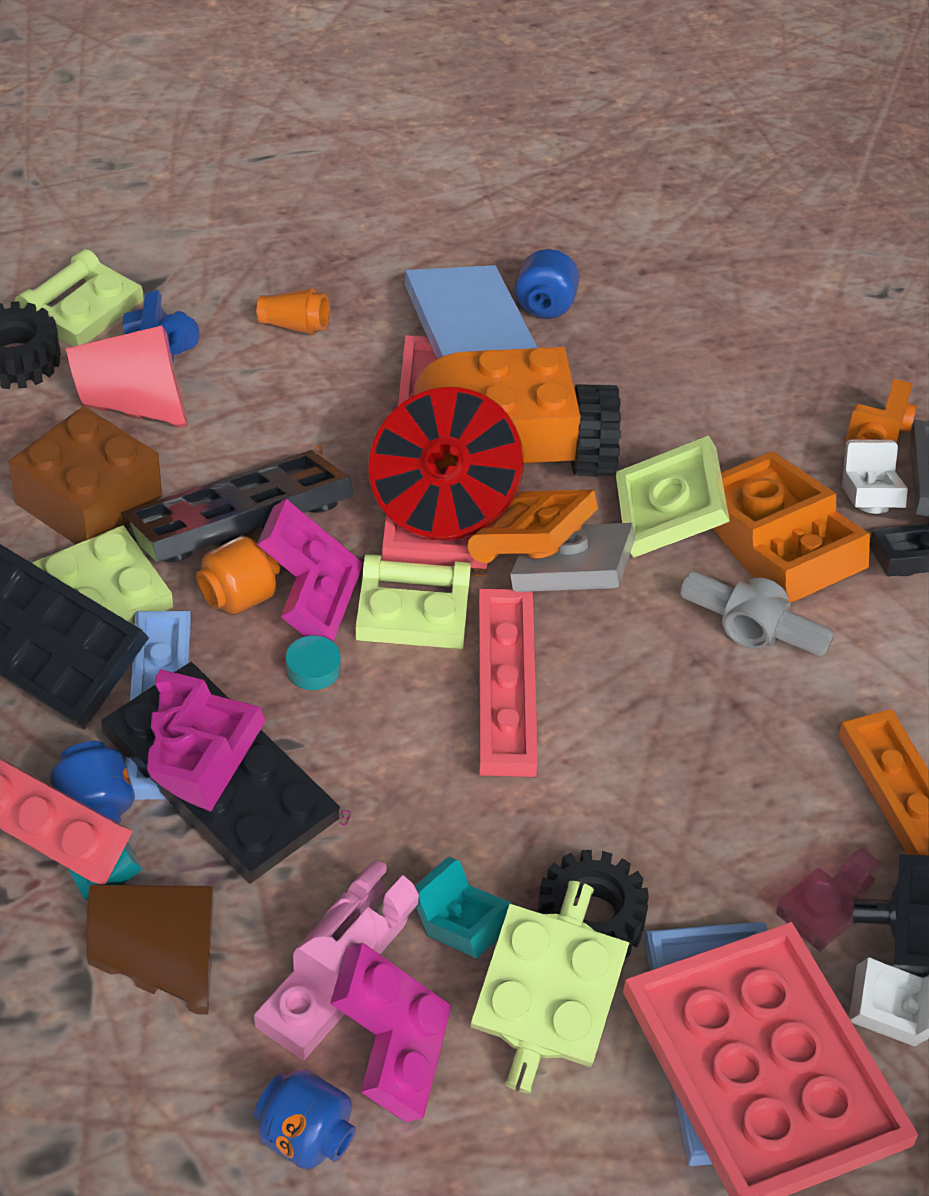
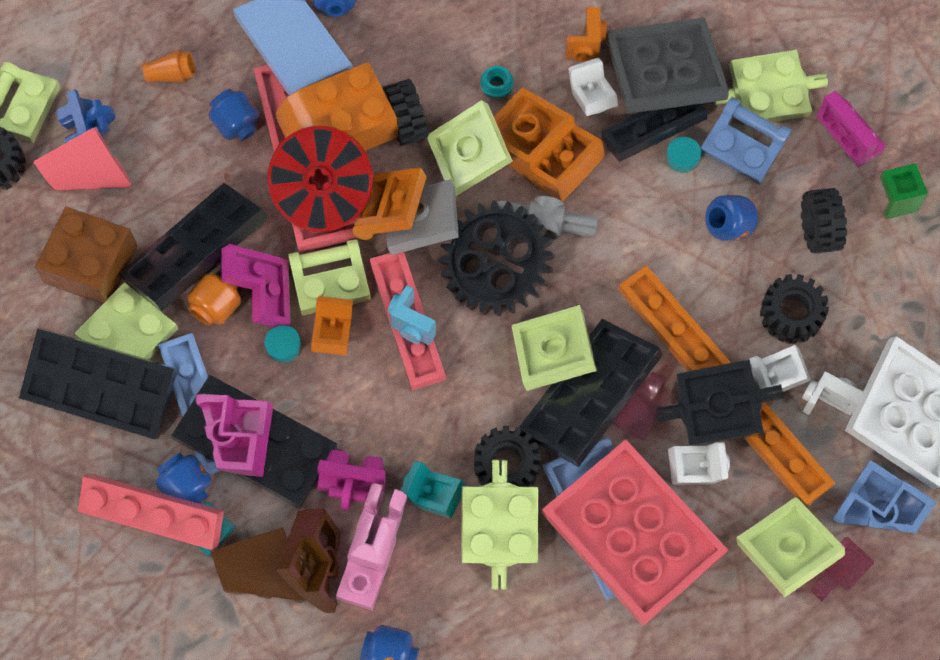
camera: 15 degrees left, 20 degrees up
(237, 948) = (311, 557): none -> reddish brown slope
(336, 856) = (349, 481): none -> dark pink hips
(357, 378) = (234, 115): none -> blue head
(394, 653) = (332, 325): none -> orange bracket
(406, 1024) = (426, 575): dark pink plate -> none
(509, 671) = (411, 324): none -> medium azure bracket
(699, 606) = (511, 231): none -> black gear
(715, 773) = (553, 348): none -> yellowish green plate
(738, 439) = (498, 74): none -> teal plate
(755, 849) = (582, 408): none -> black plate

